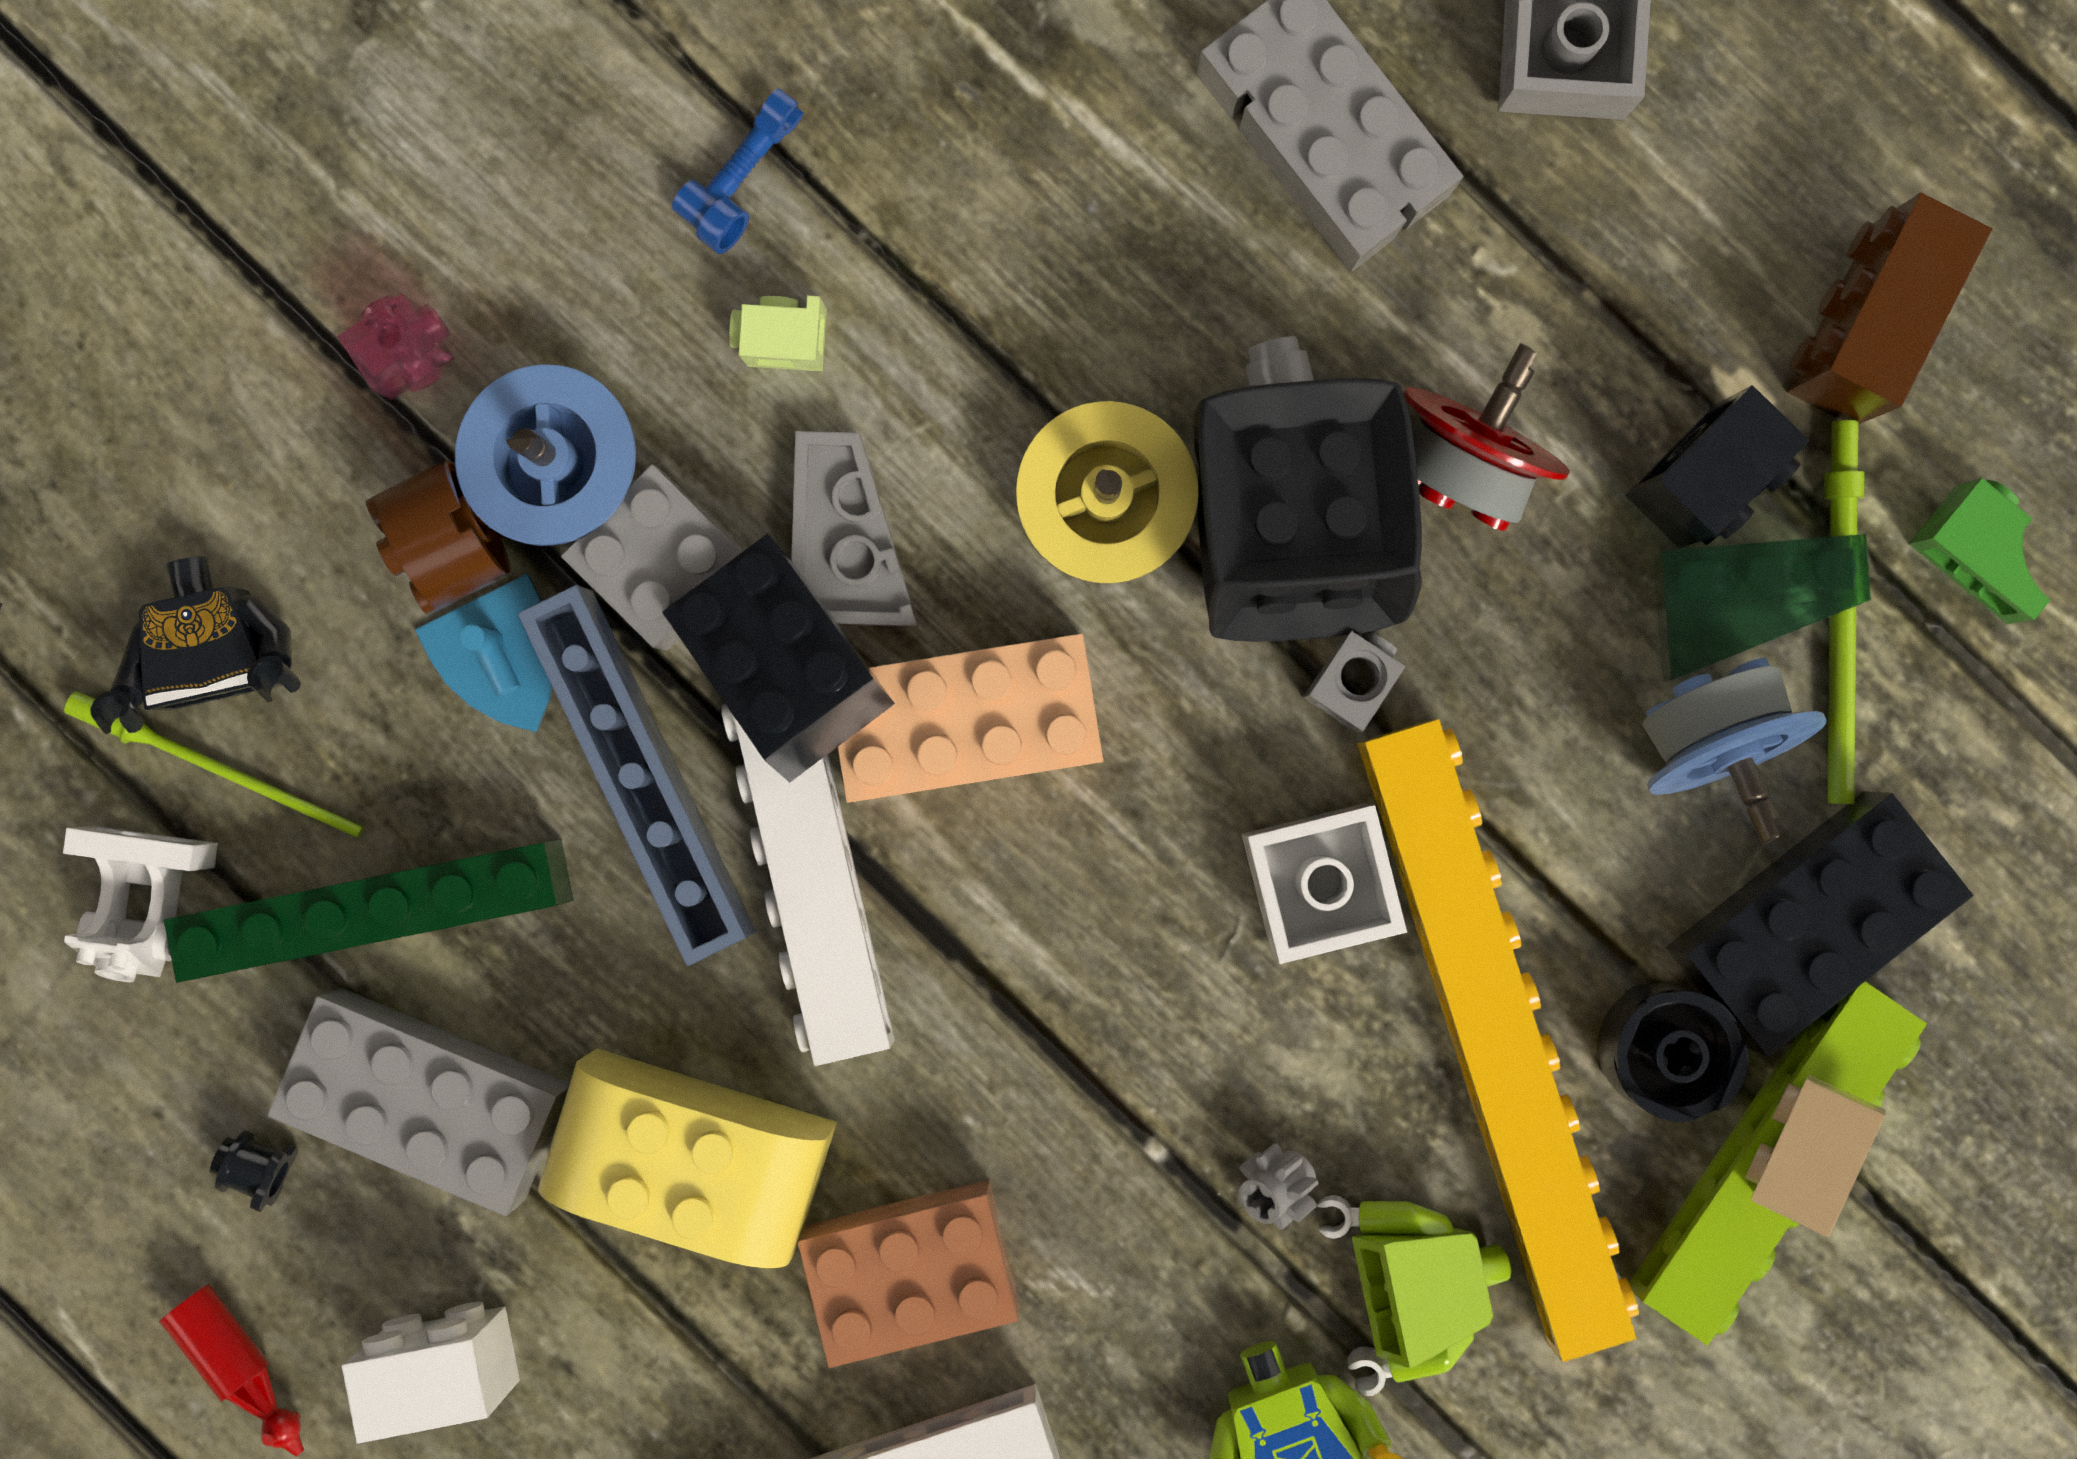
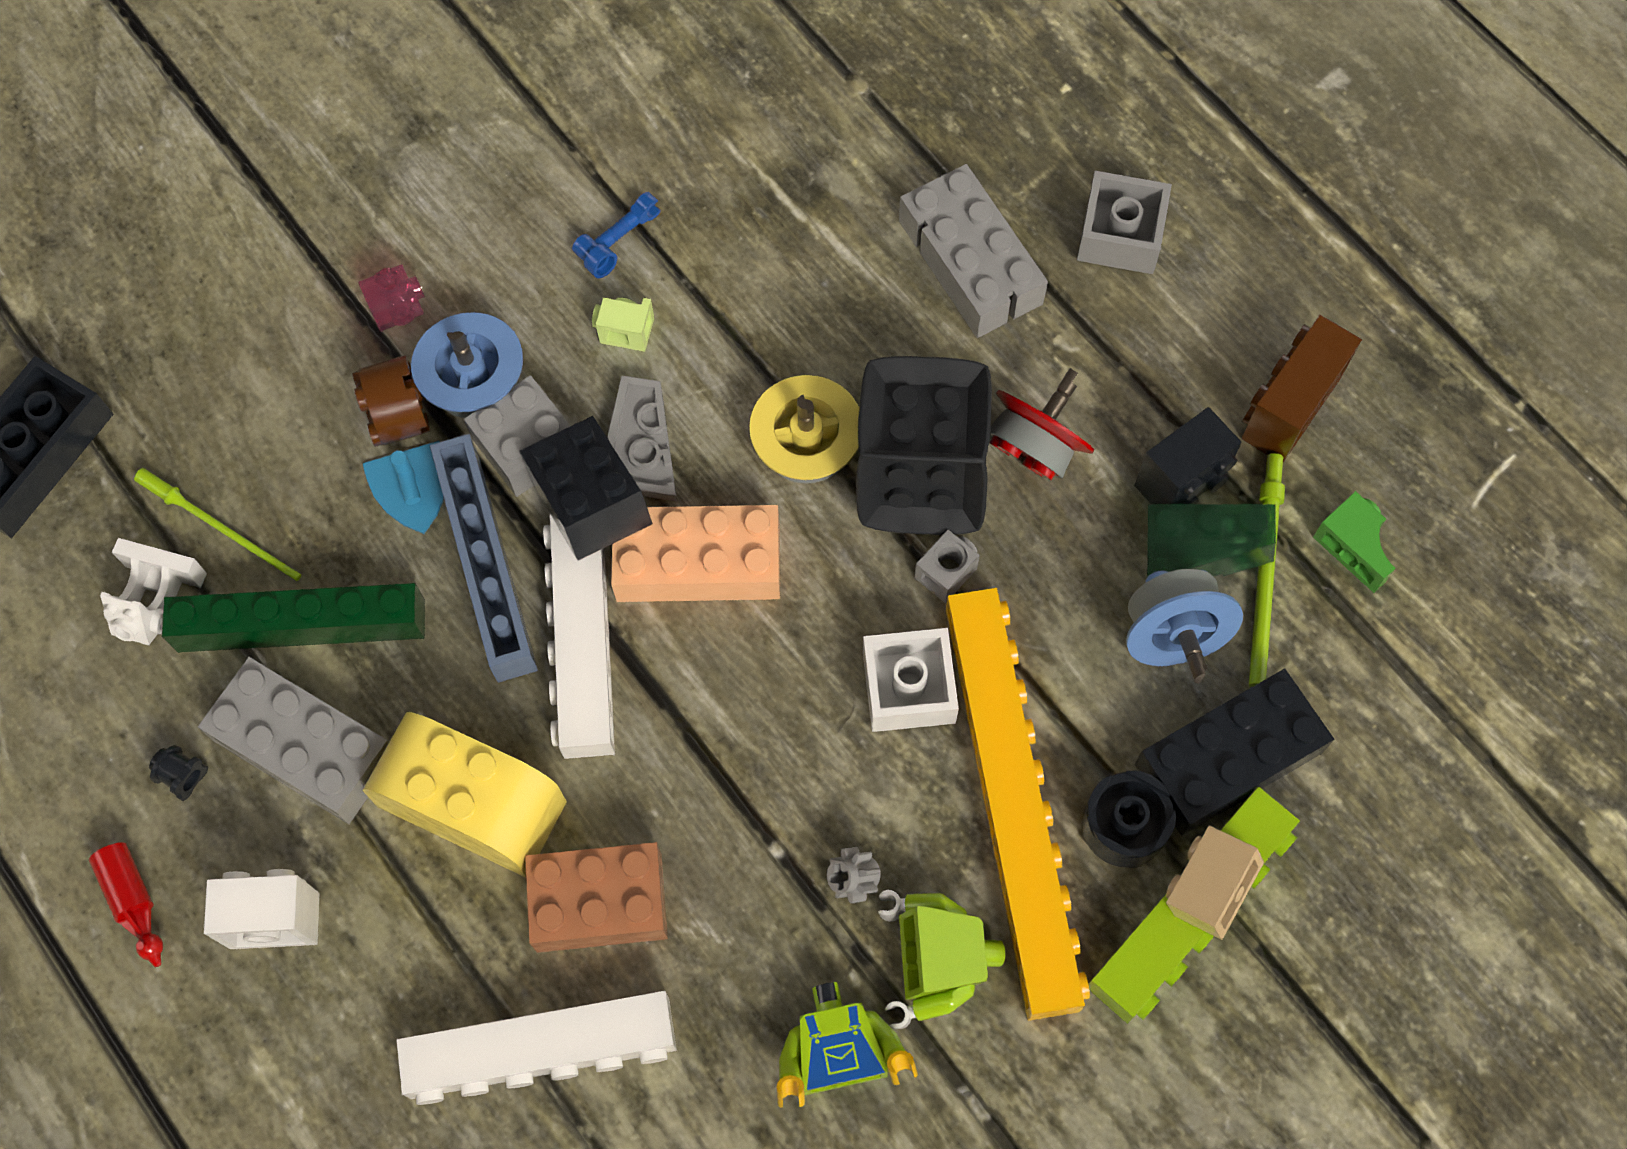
camera: 10 degrees right, 20 degrees down
(197, 650) = (227, 451): black torso -> none

